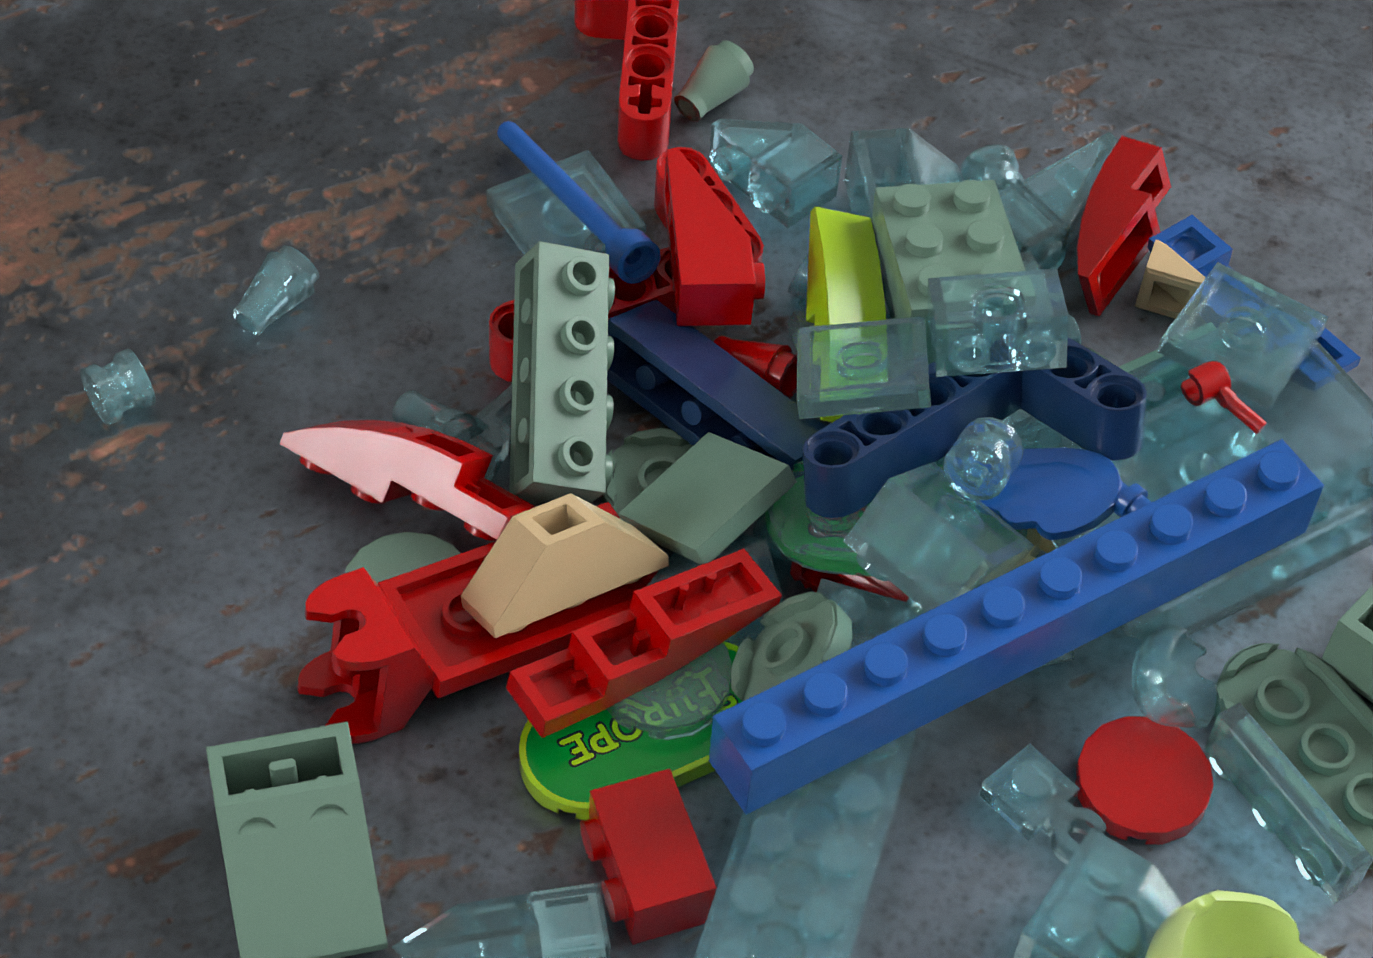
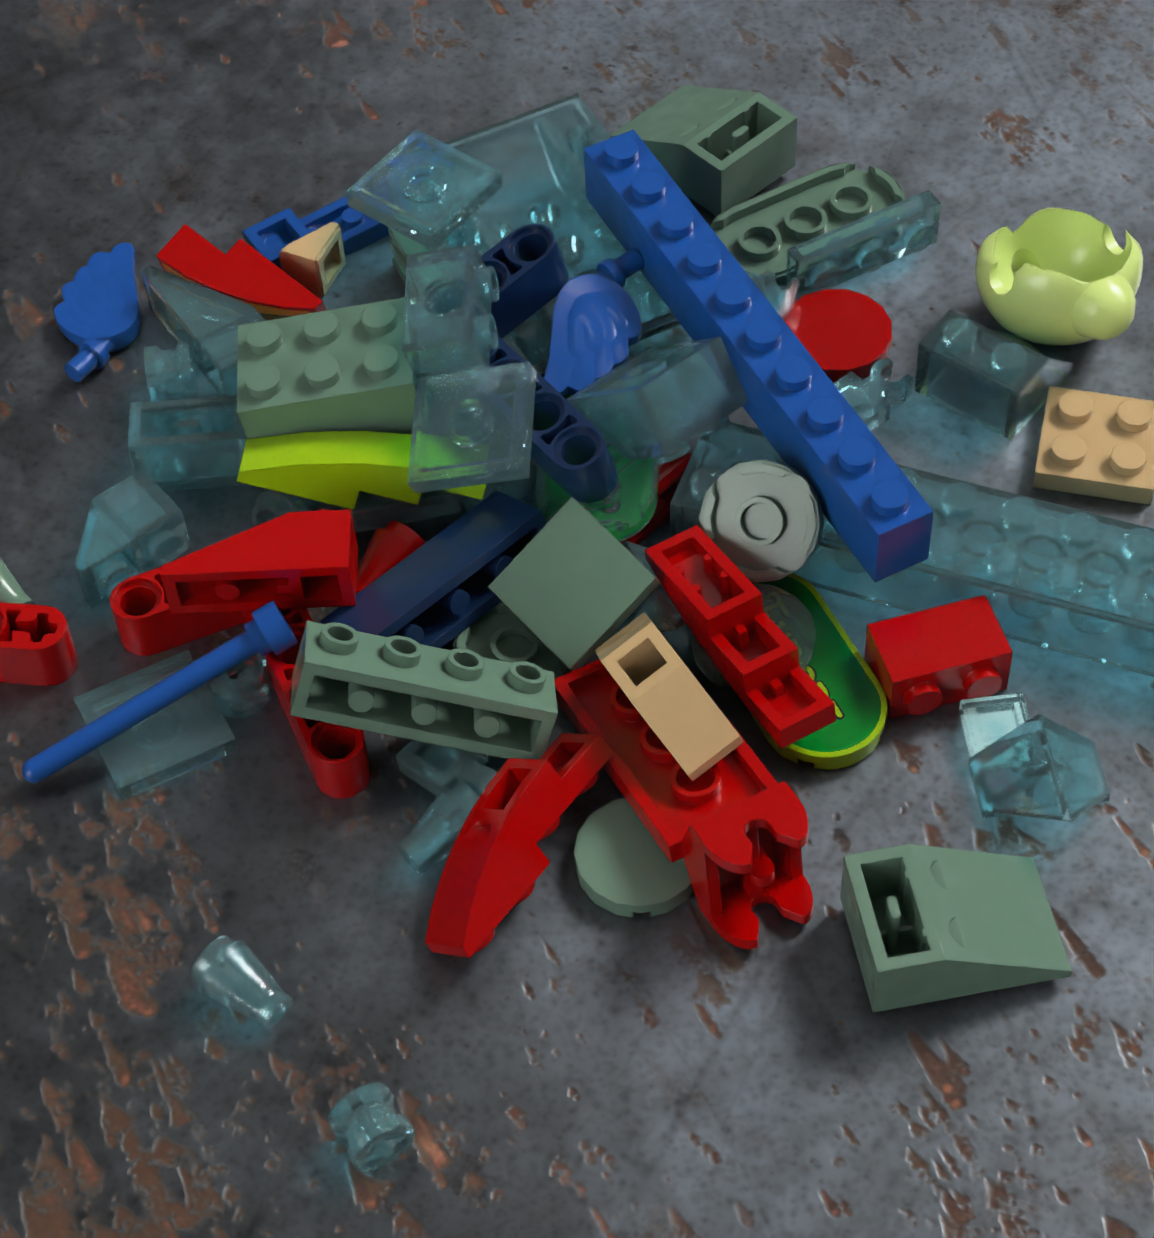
camera: 80 degrees left, 0 degrees up
(990, 443) = (583, 350): clear light blue wheel -> none
(1075, 121) = (100, 309): none -> blue animal
(1213, 382) = (487, 211): red hand -> none

